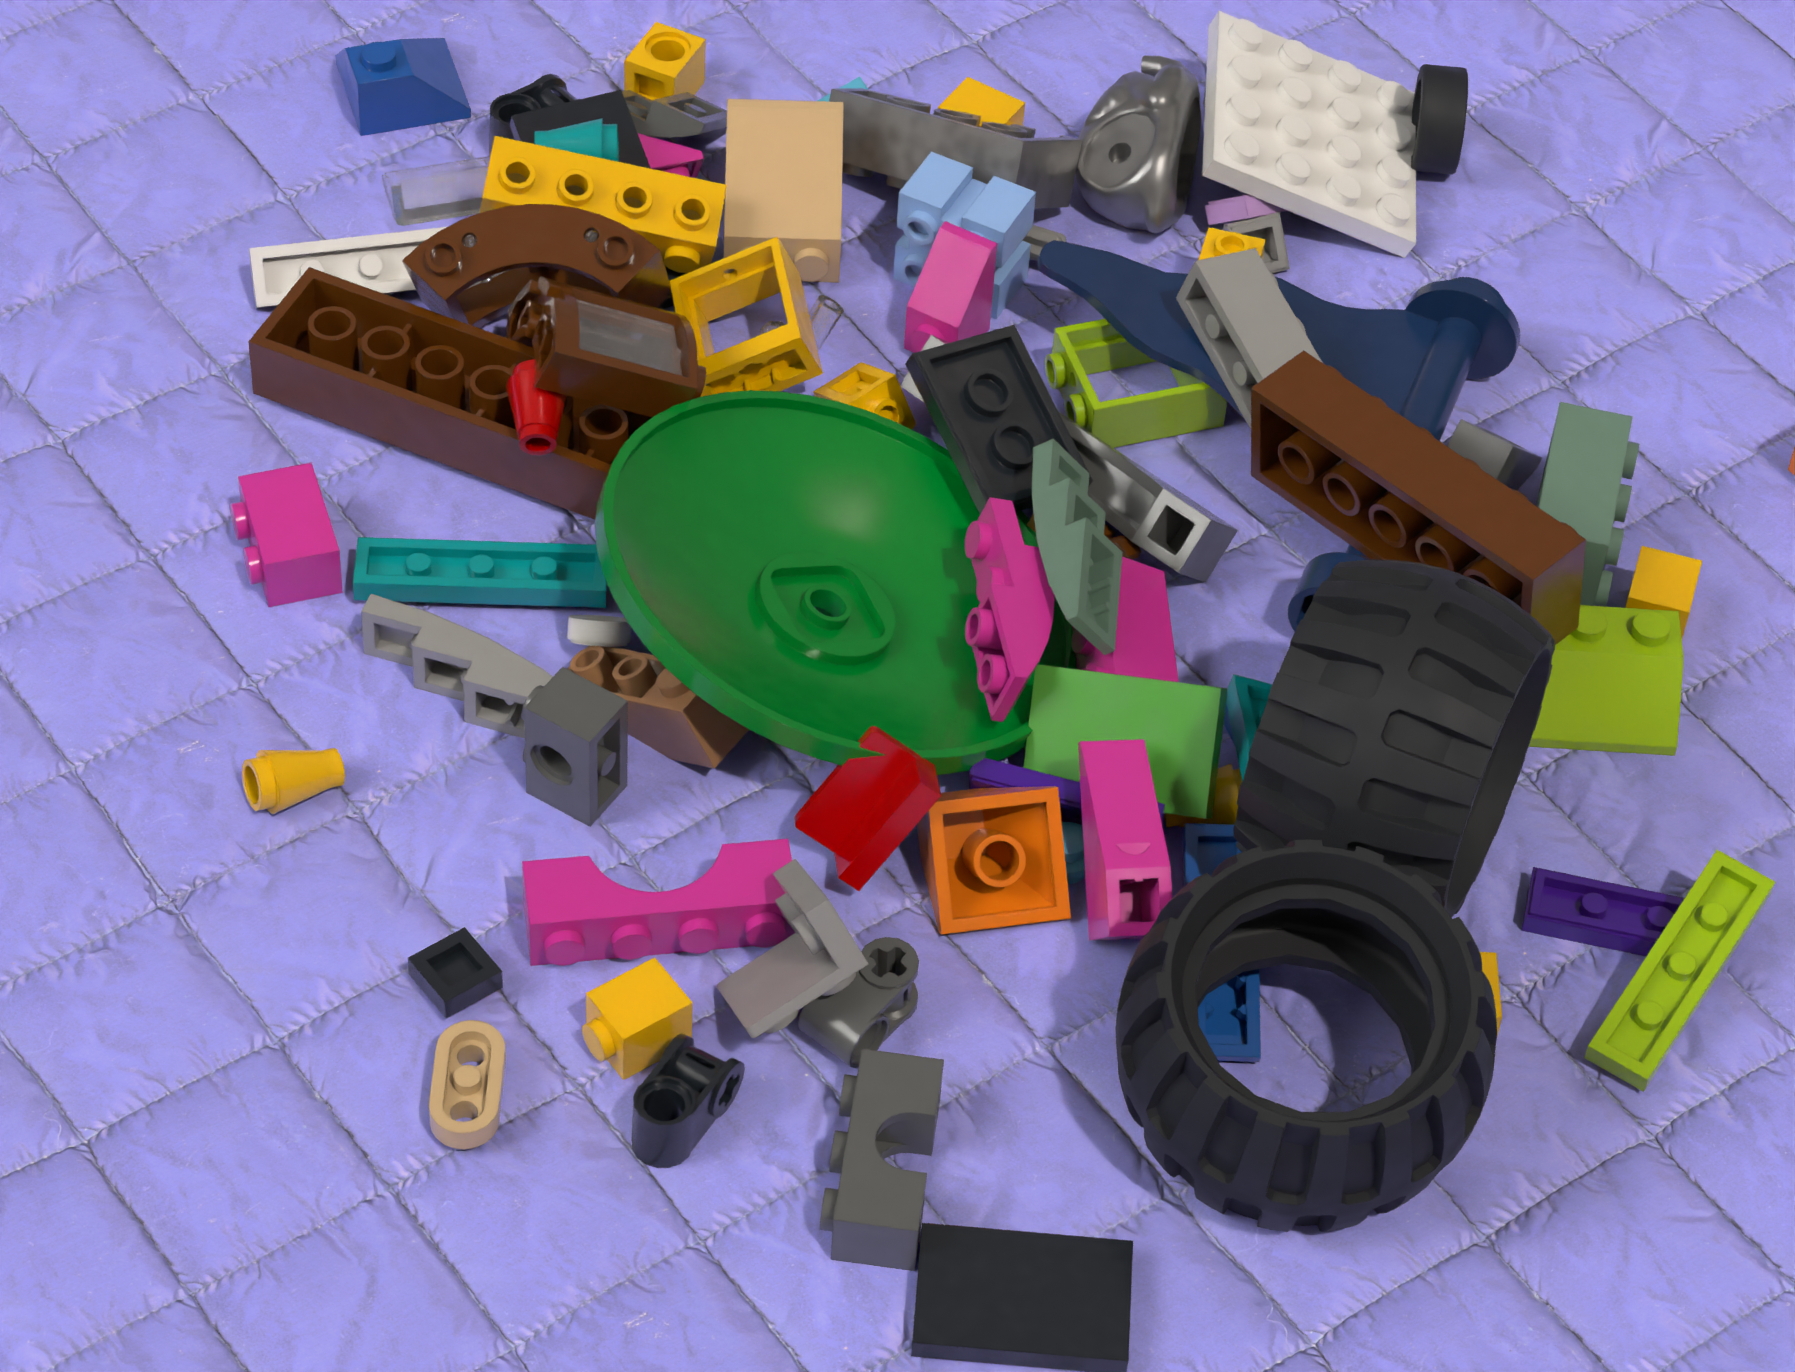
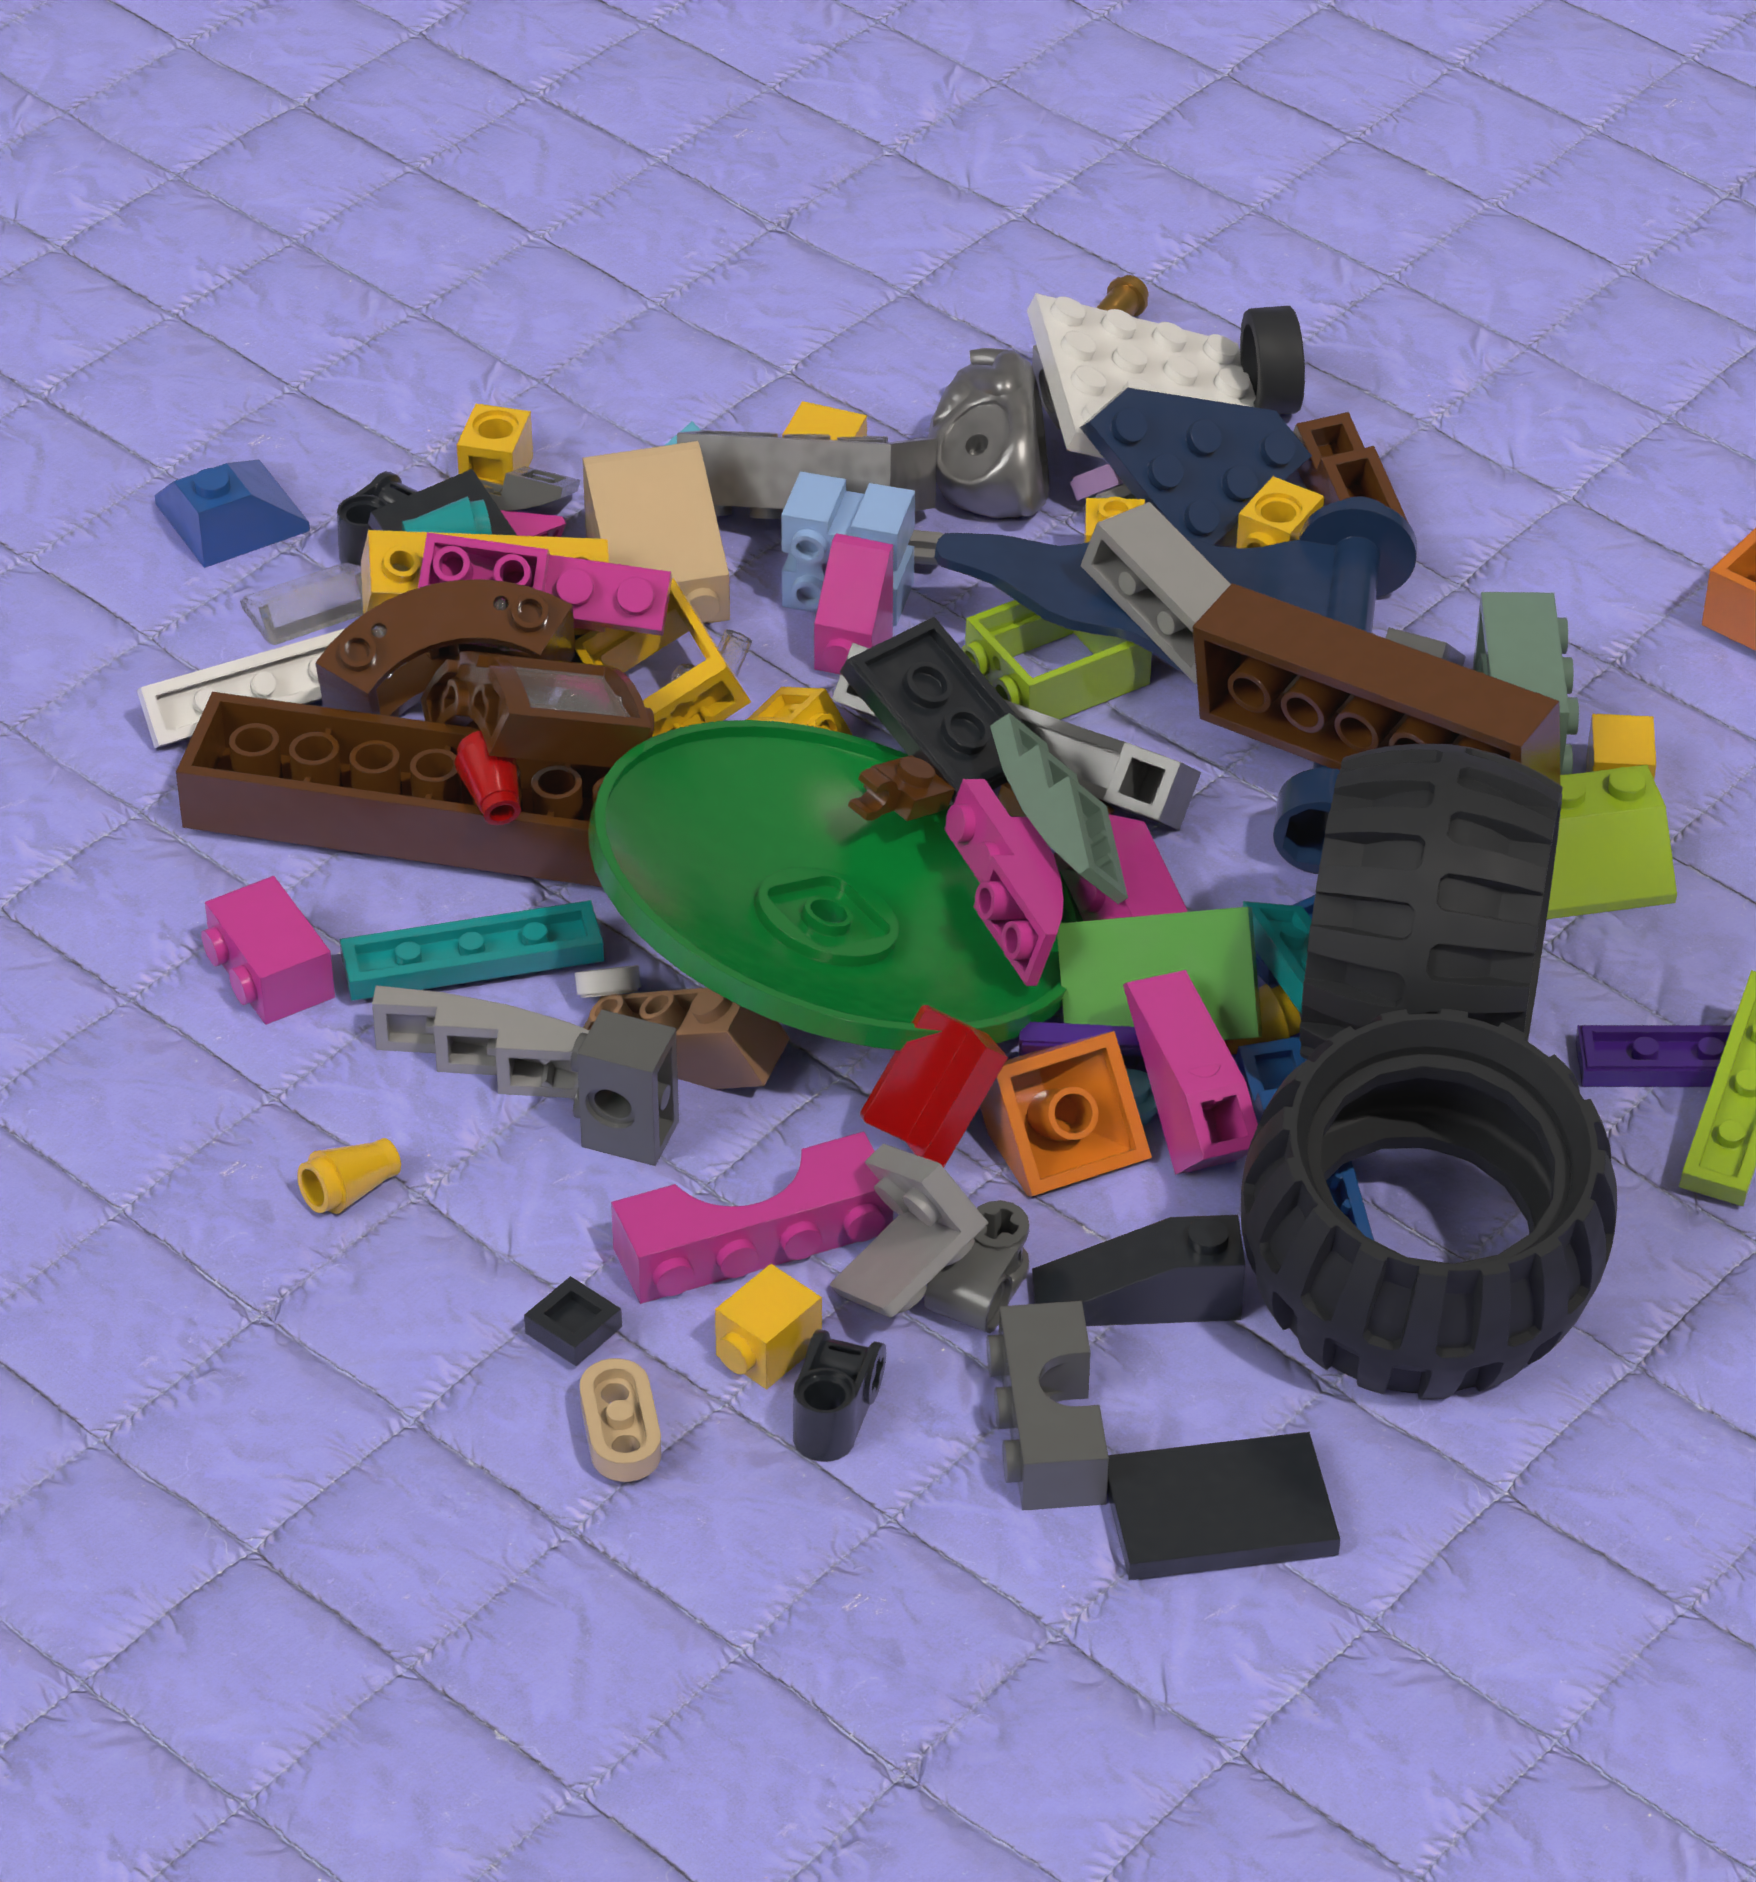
camera: 10 degrees left, 5 degrees down
(683, 233) = (599, 591): none -> dark pink slope
(935, 491) = (902, 786): none -> reddish brown plate
(1025, 1044) = (1154, 1274): none -> black slope
(1318, 28) = (1127, 295): none -> pearl gold pin
(1327, 207) = (1193, 455): none -> dark blue plate
(1393, 277) = (1276, 514): none -> yellow brick
(1477, 243) = (1342, 464): none -> reddish brown slope

